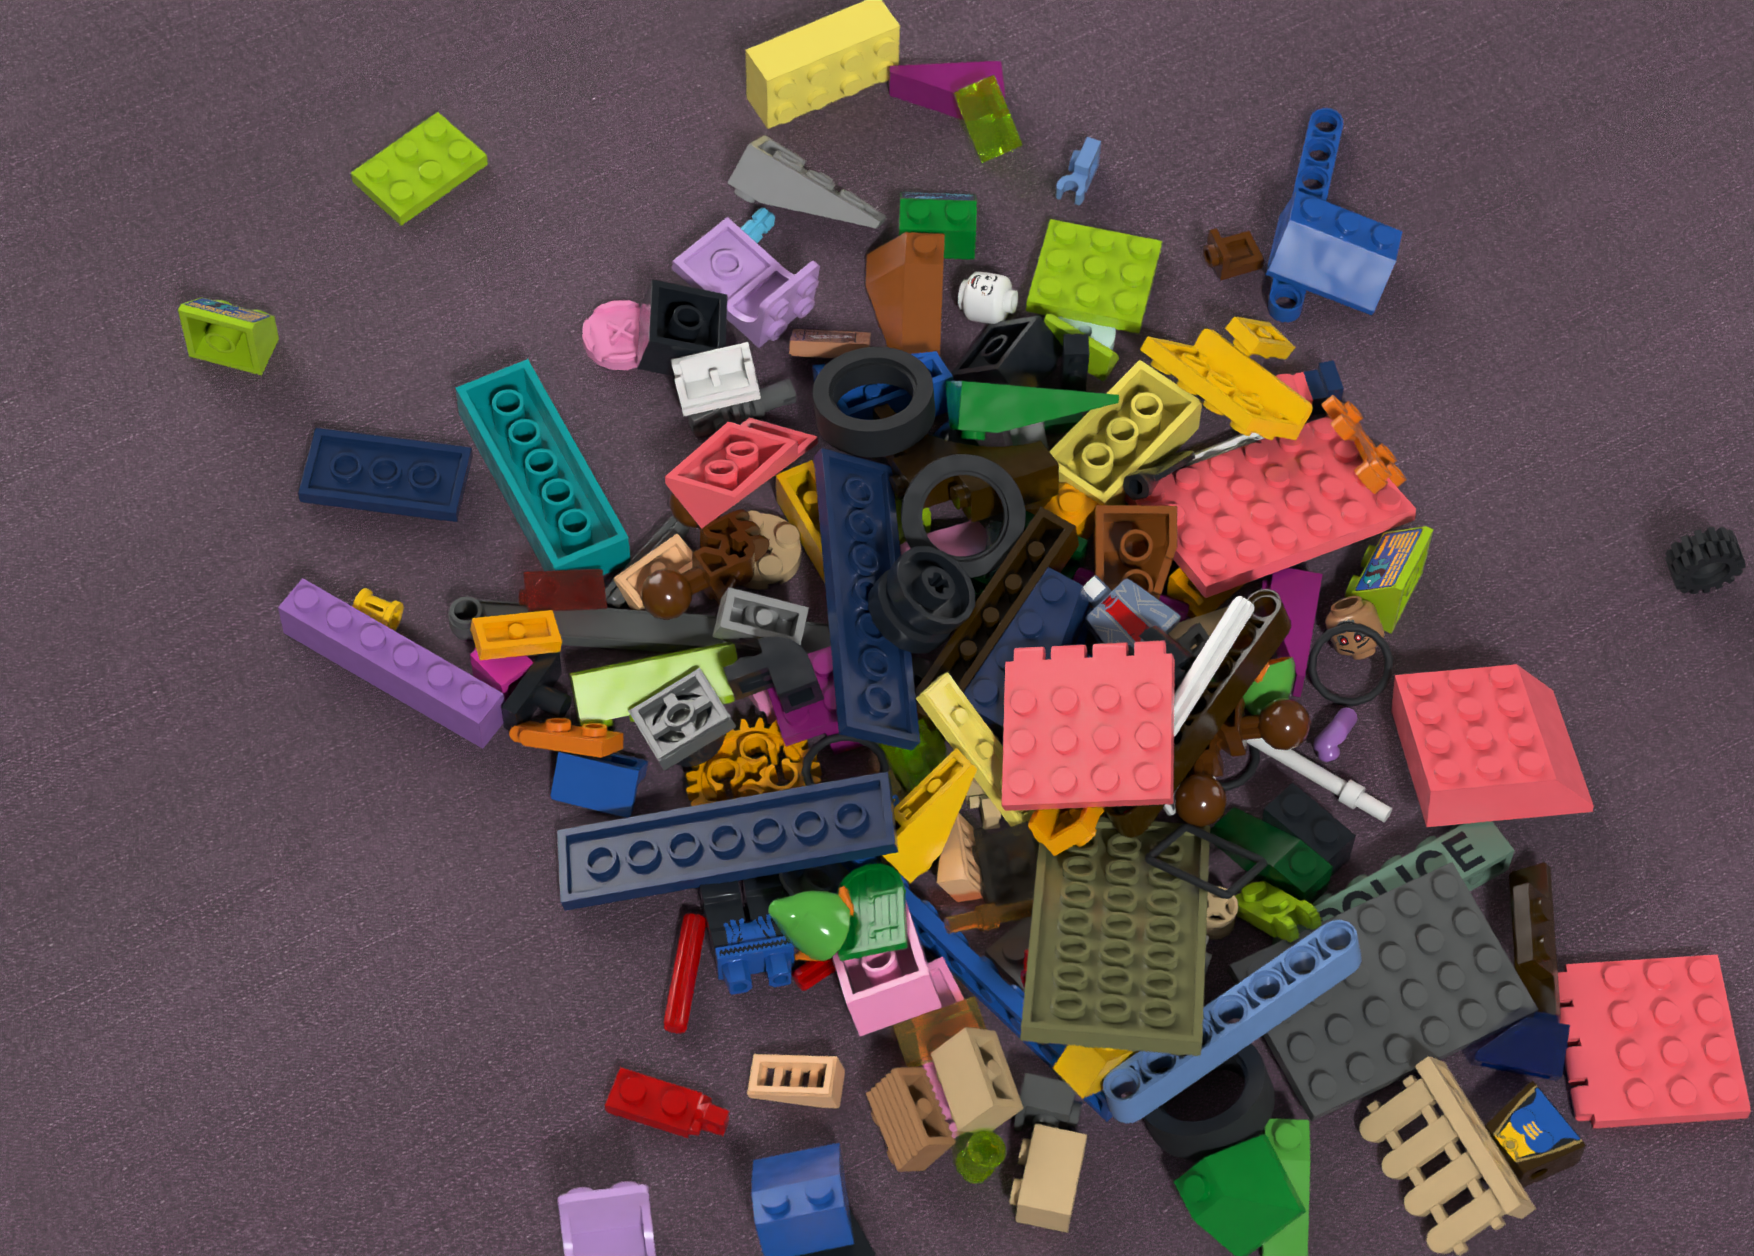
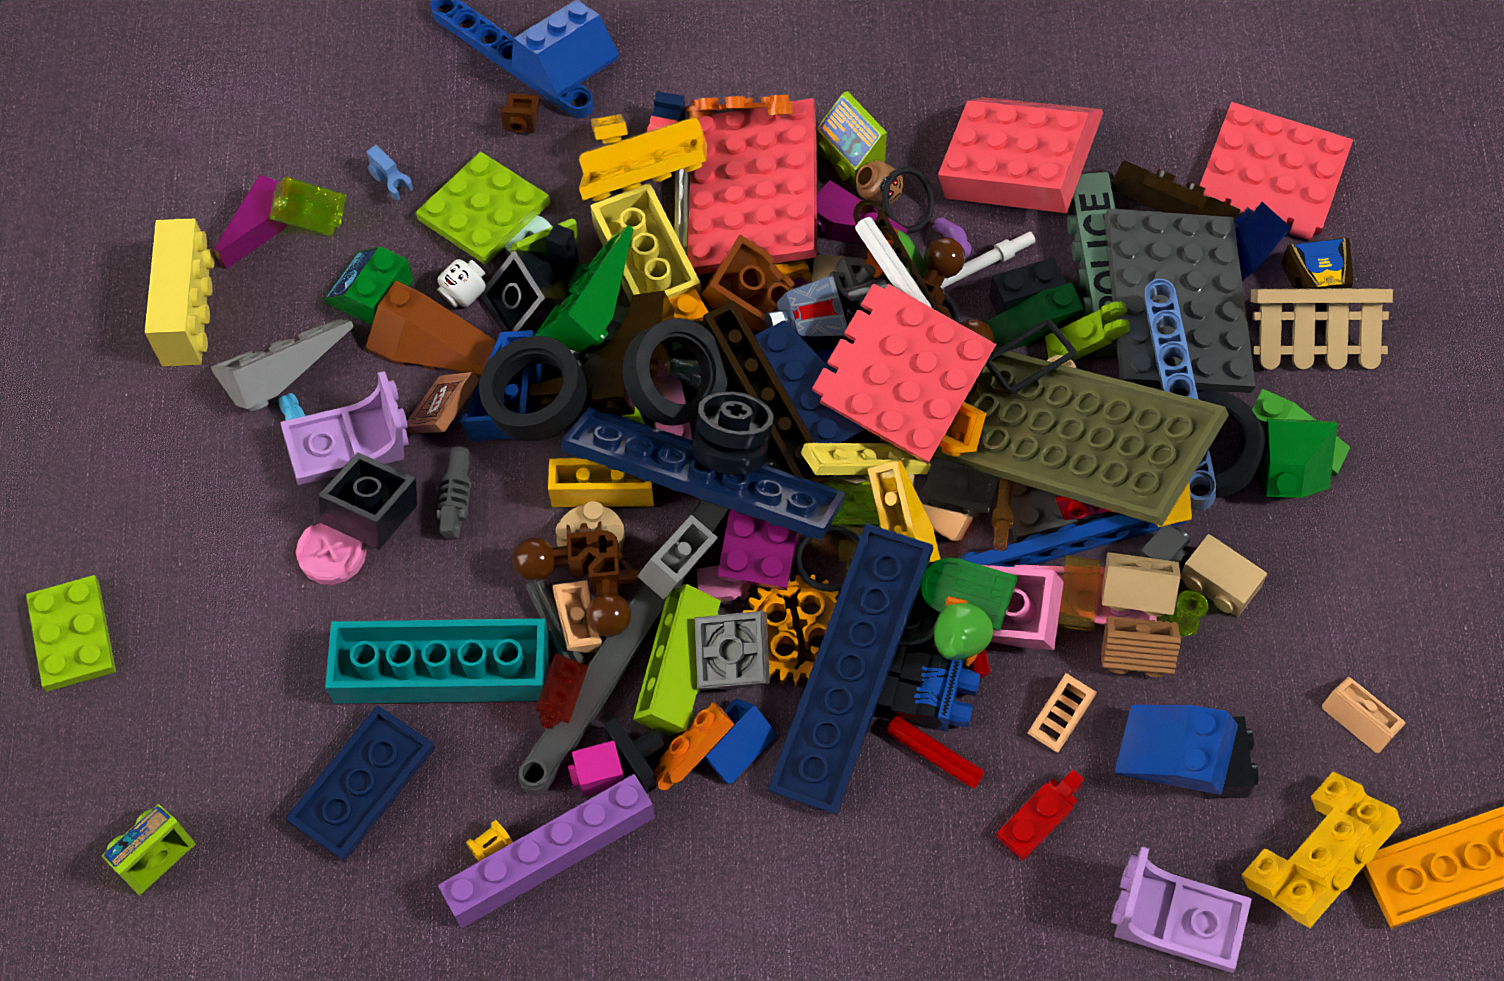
camera: 60 degrees left, 5 degrees up
(516, 635) = (588, 740): light orange plate -> none
(715, 379) = (430, 495): white hinge -> none
(734, 465) = (533, 509): coral slope -> none
(780, 666) = (741, 551): black brick -> none
(1143, 482) = (692, 238): black piece -> none

